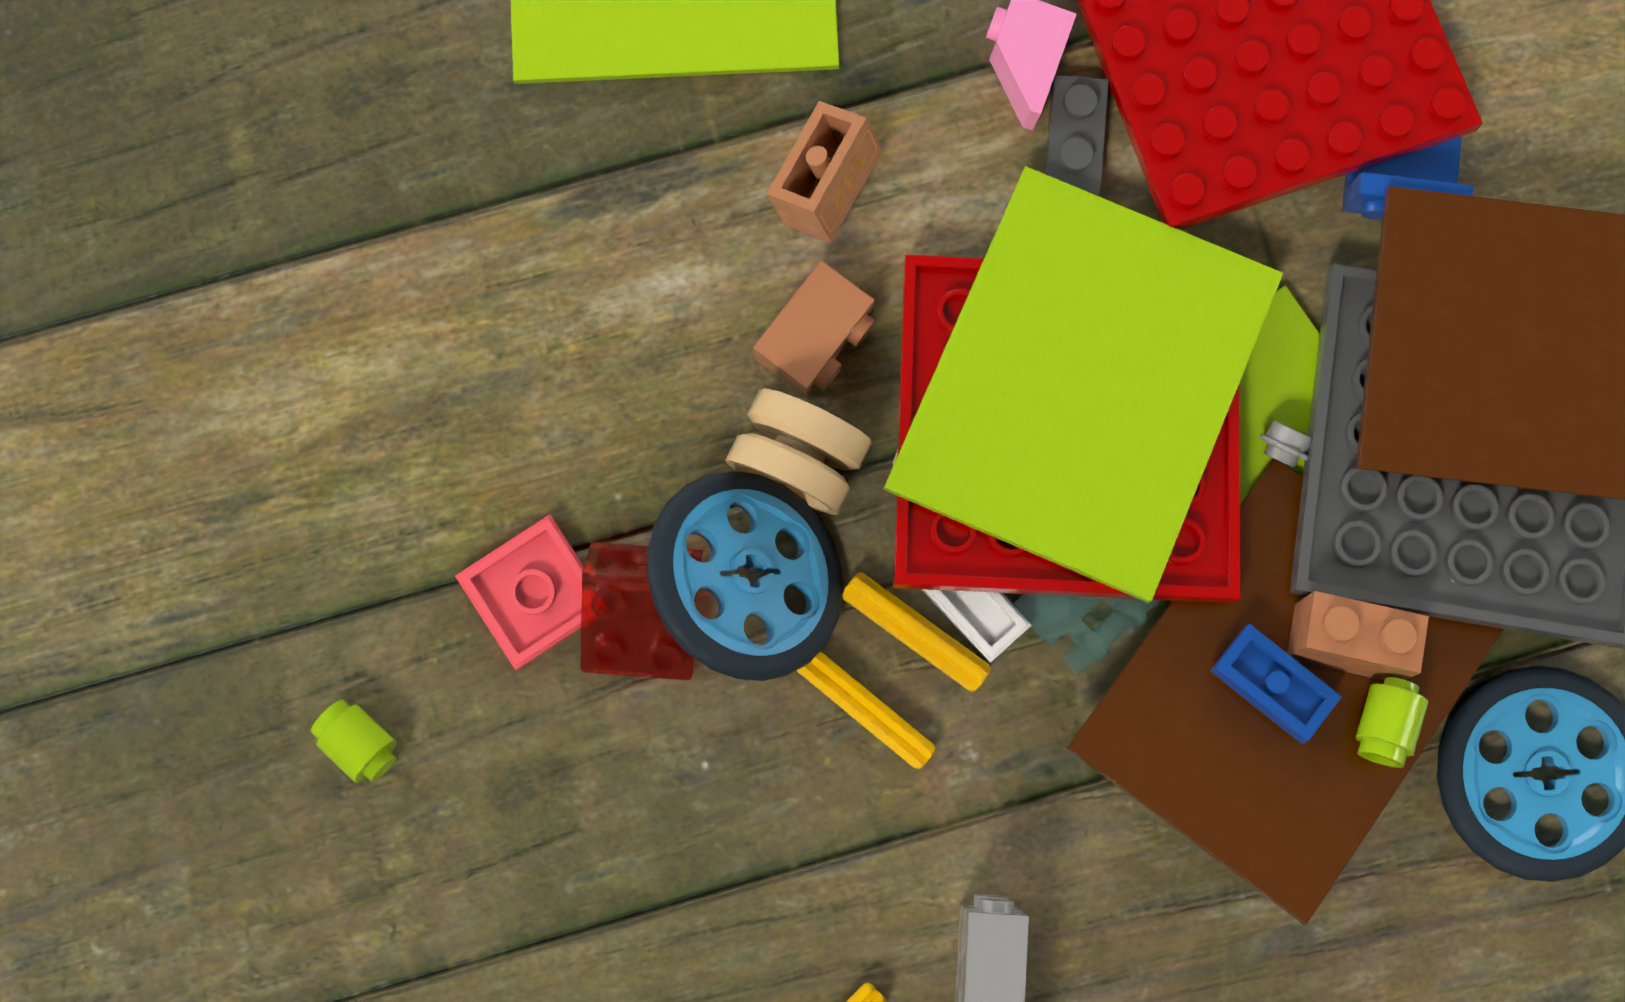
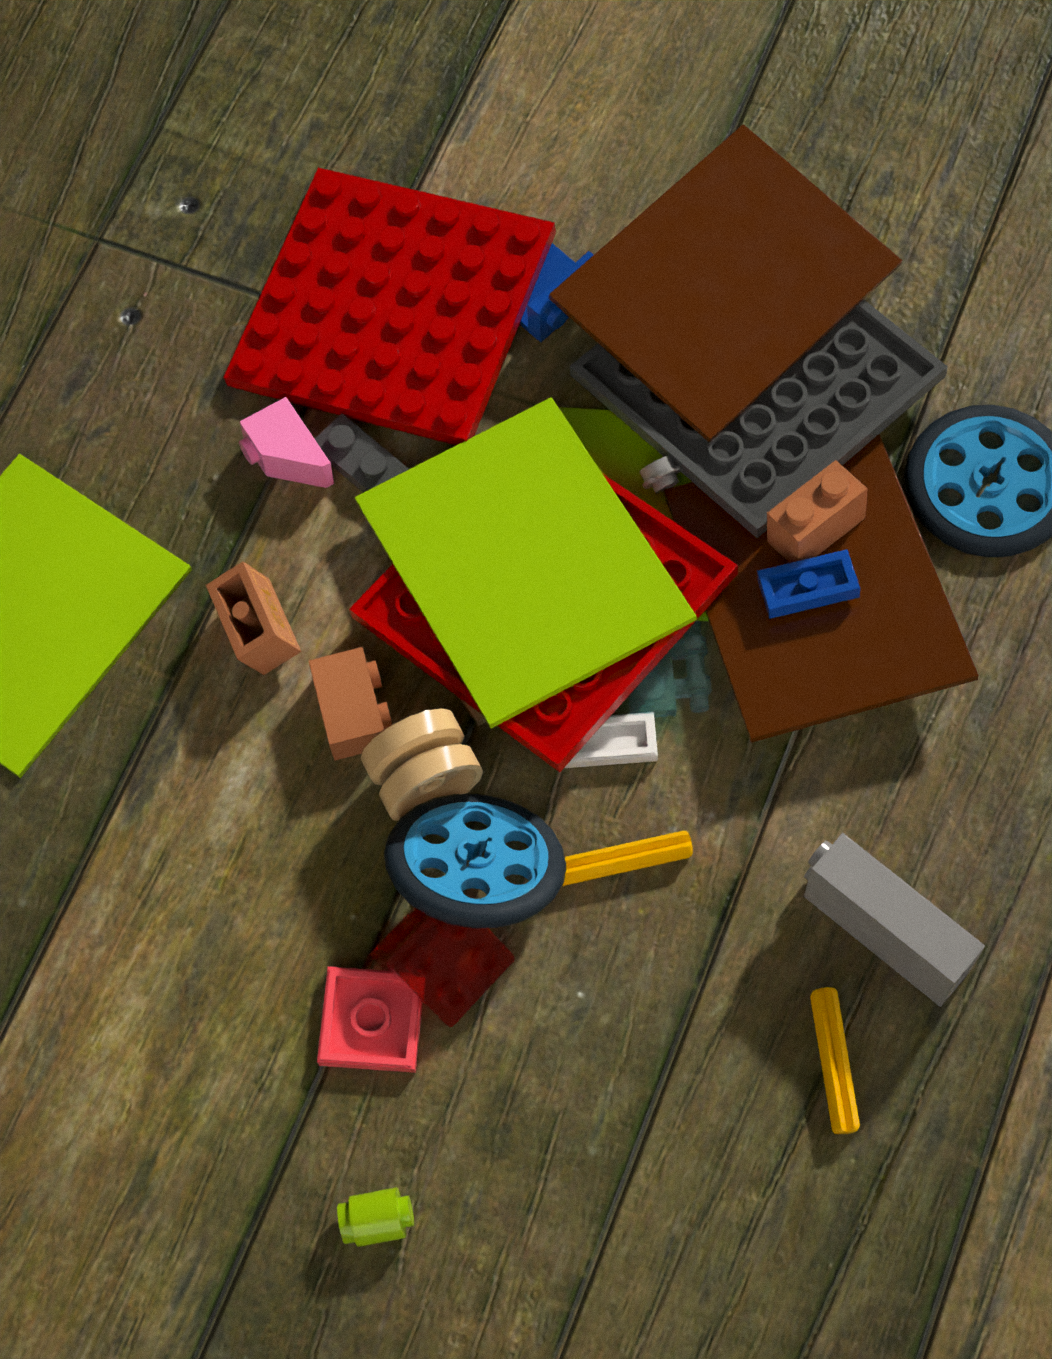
camera: 45 degrees left, 15 degrees down
(916, 632) = (600, 788): yellow axle -> none
(1391, 722) = (886, 533): lime brick -> none

